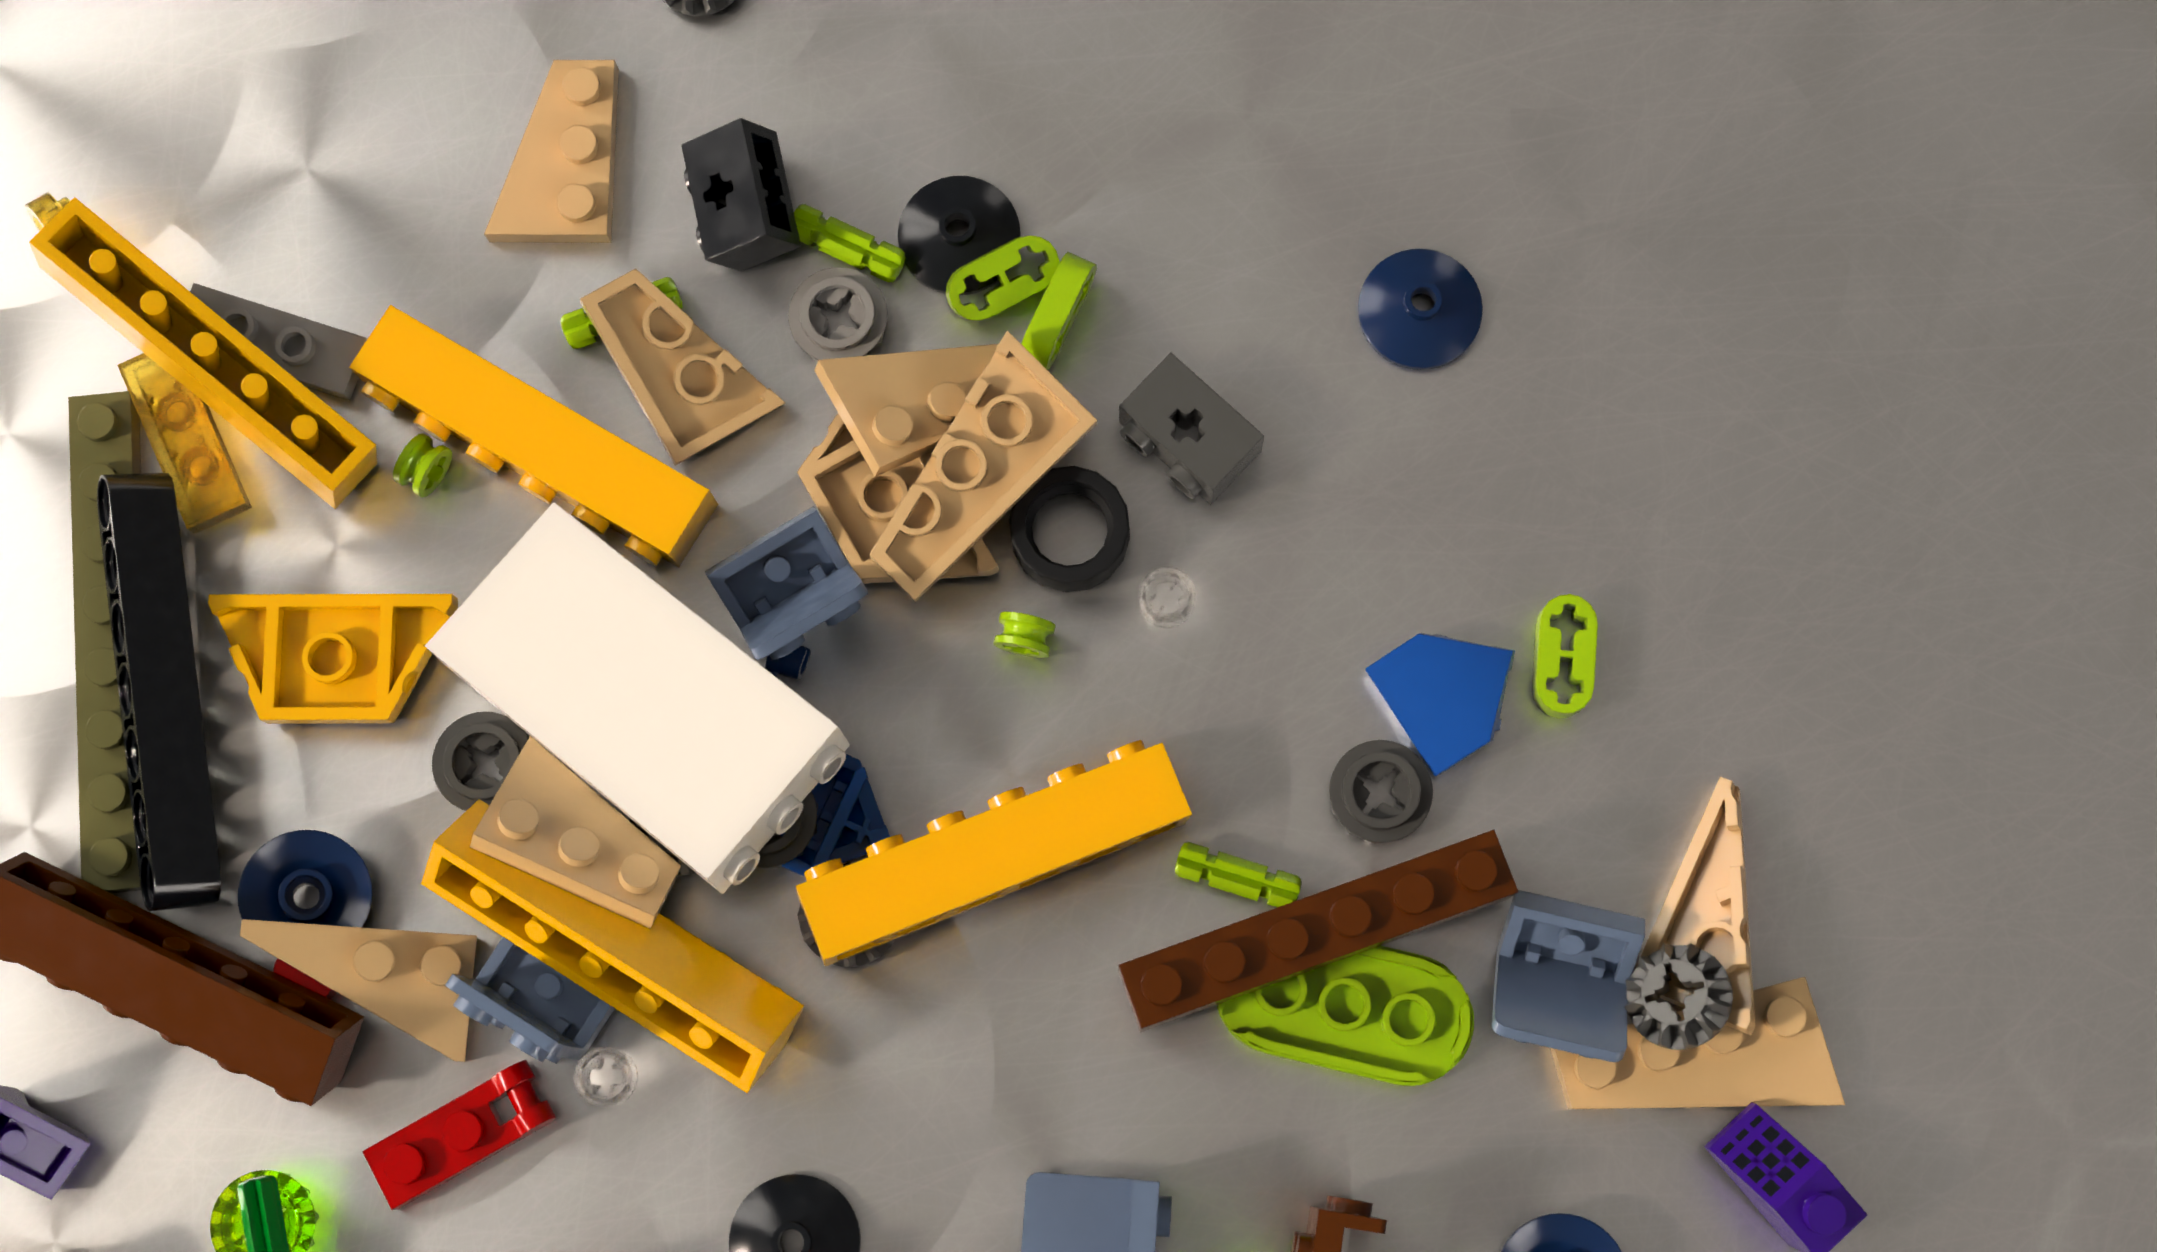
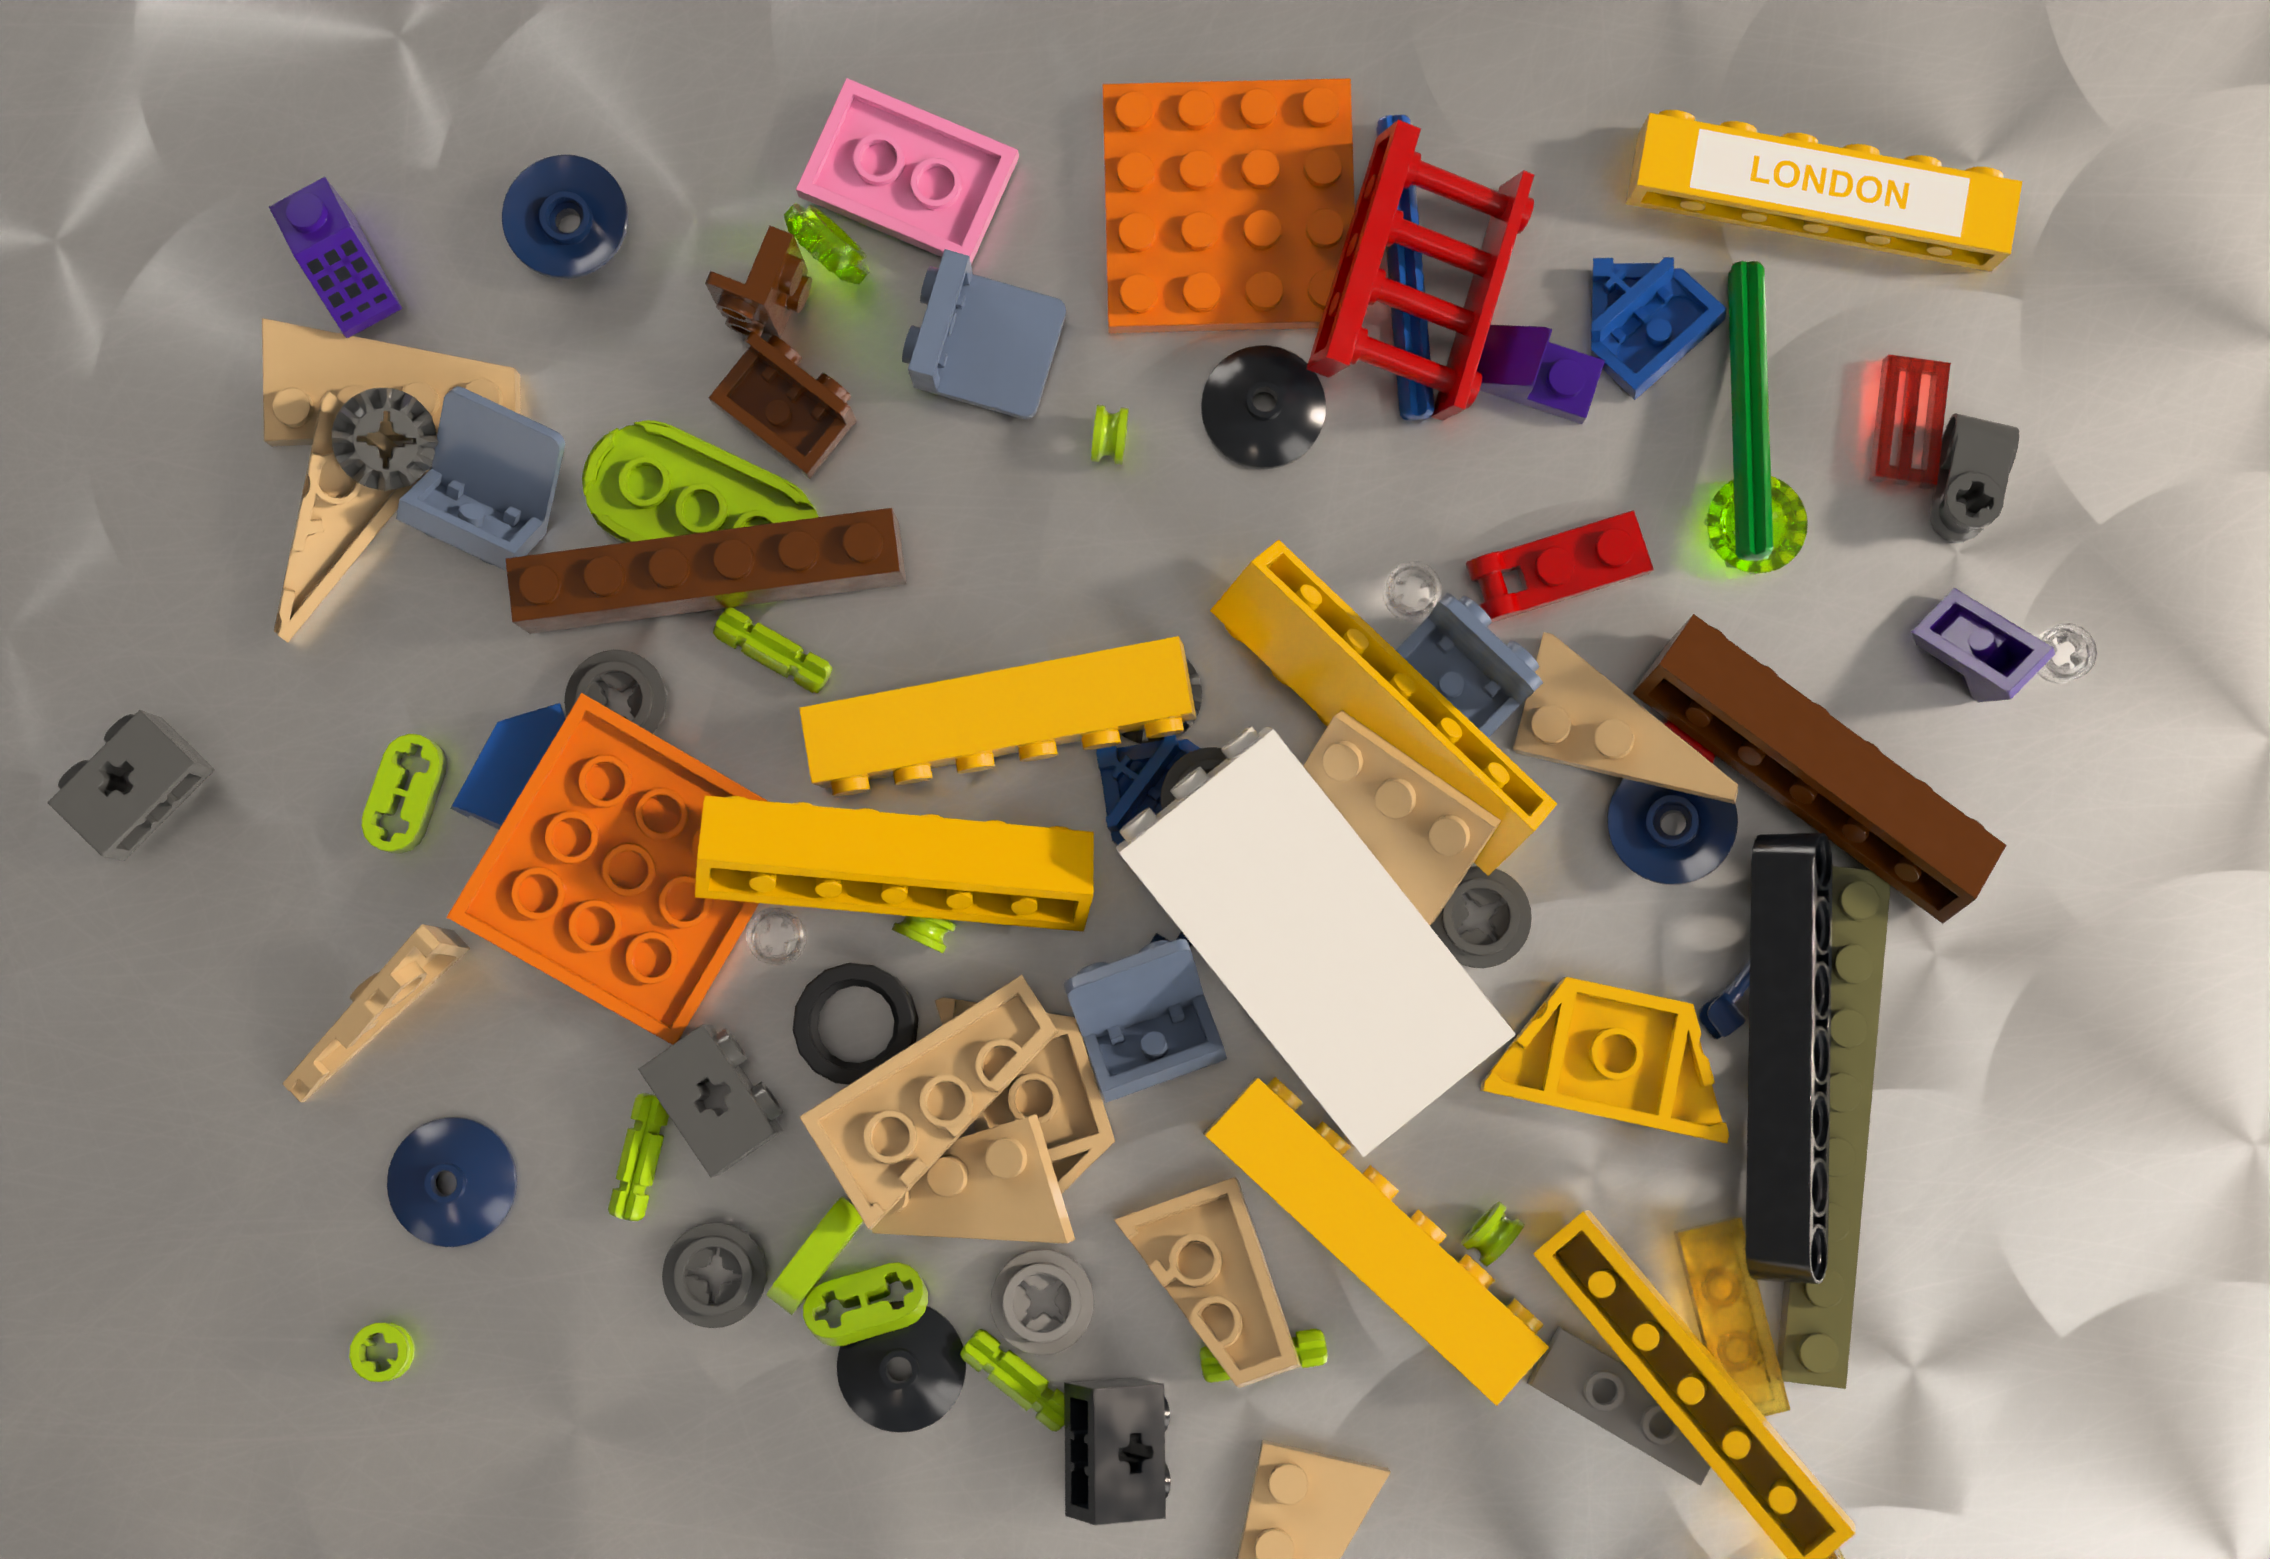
camera: 175 degrees left, 5 degrees up
(235, 722) = (1720, 1013): none -> dark blue hand
(944, 1171) = (1109, 434): none -> lime bush
(1061, 681) = (894, 863): none -> yellow brick
(1170, 255) = (691, 1295): none -> dark grey gear
(1248, 362) = (638, 1159): none -> lime axle
(1285, 1127) = (784, 404): none -> reddish brown bracket
(1324, 625) = (602, 873): none -> orange plate
(1450, 127) = (372, 1369): none -> lime bush
(1532, 451) = (377, 1003): none -> tan wing
(1802, 625) = (162, 777): none -> dark grey brick

